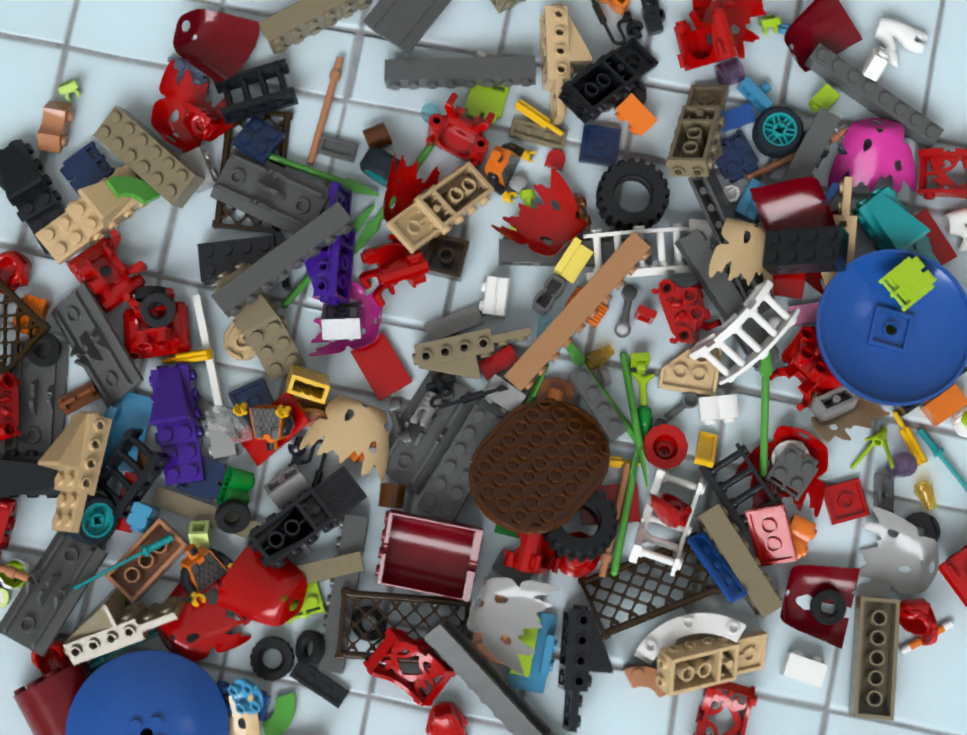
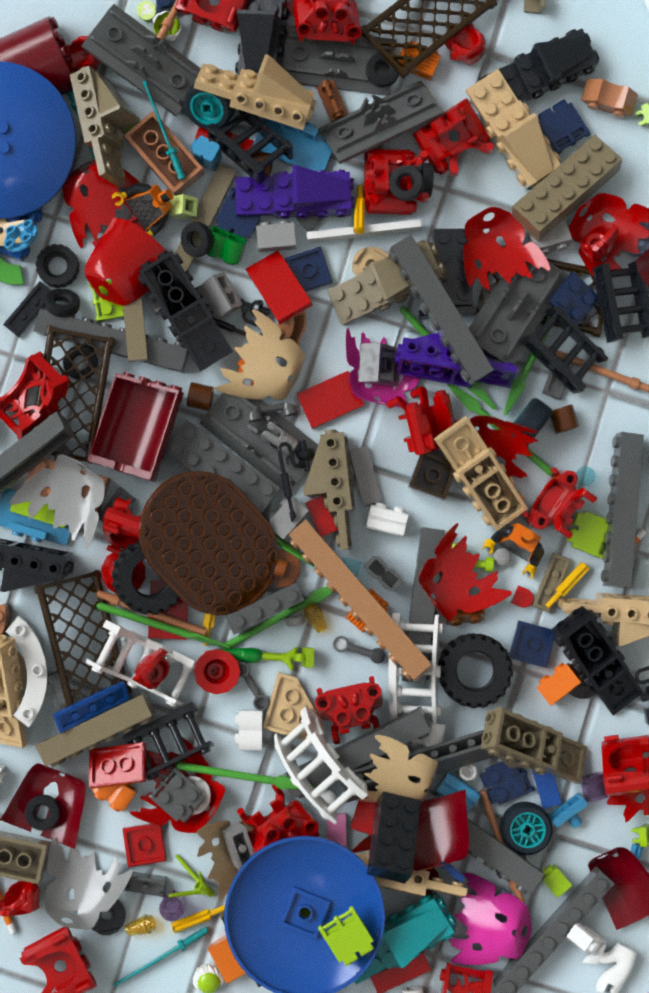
camera: 95 degrees right, 5 degrees up
(132, 188) = (534, 168): bright green tile -> none
(224, 419) = (287, 245): clear brick -> none
(225, 218) = (494, 257): none -> red piece
(267, 422) = (283, 281): torso -> none
(307, 384) = (317, 324): yellow brick -> none
(317, 156) = (548, 358): none -> black fence
(573, 261) = (413, 602): light yellow panel -> none
(633, 412) = (256, 644): bright green piece -> none
(645, 314) = (351, 668): red tile -> none
(706, 449) = (210, 712): yellow tile -> none

